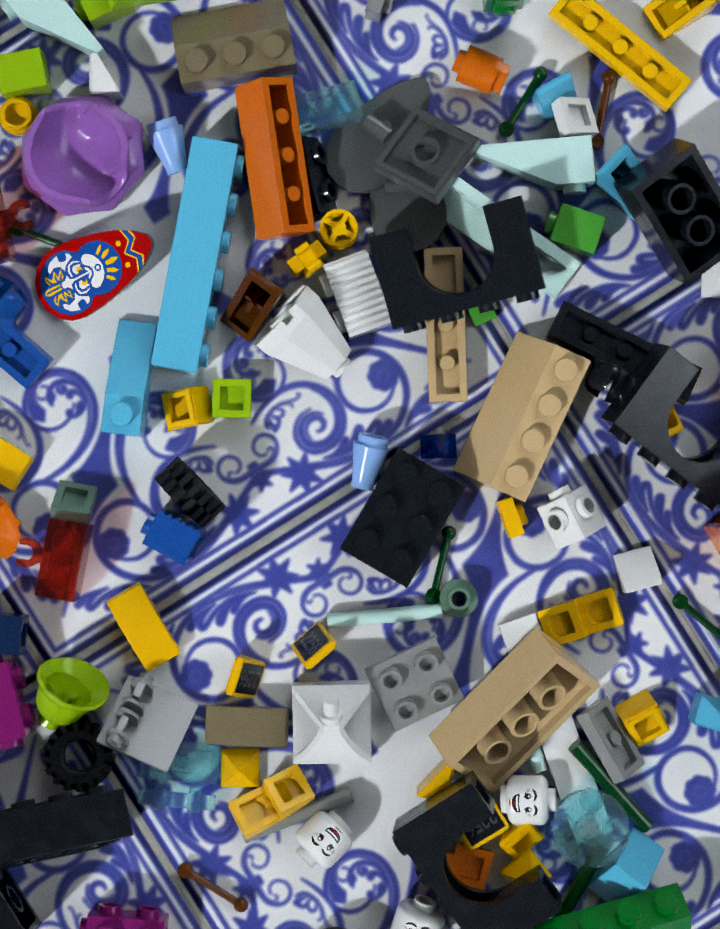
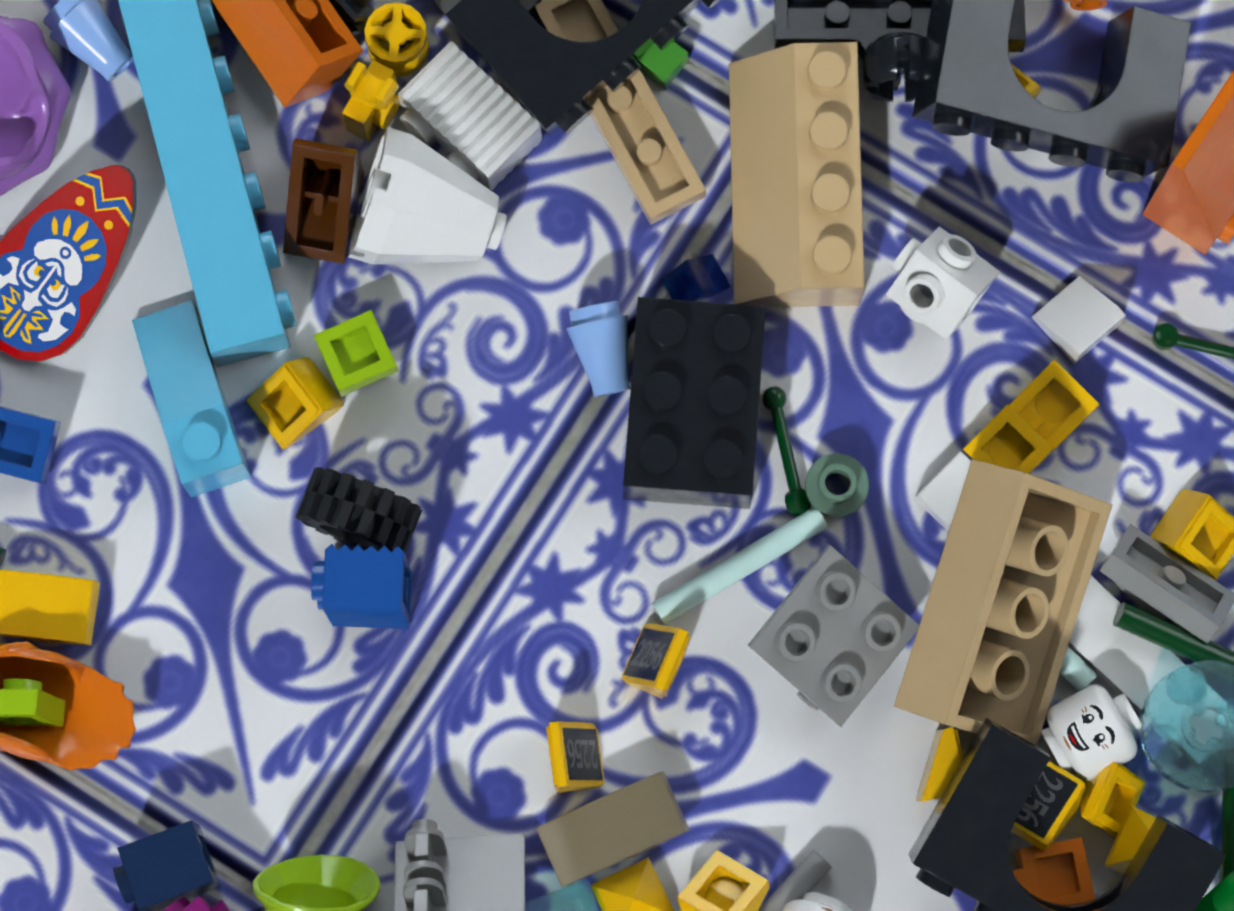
camera: 25 degrees left, 10 degrees down
(61, 559) = (209, 709): clear red brick -> none
(74, 501) = (189, 616): sand green plate -> none
(143, 626) = (383, 754): yellow slope -> none
(331, 722) = (739, 755): white piece -> none
(512, 516) = (854, 327): yellow plate -> none

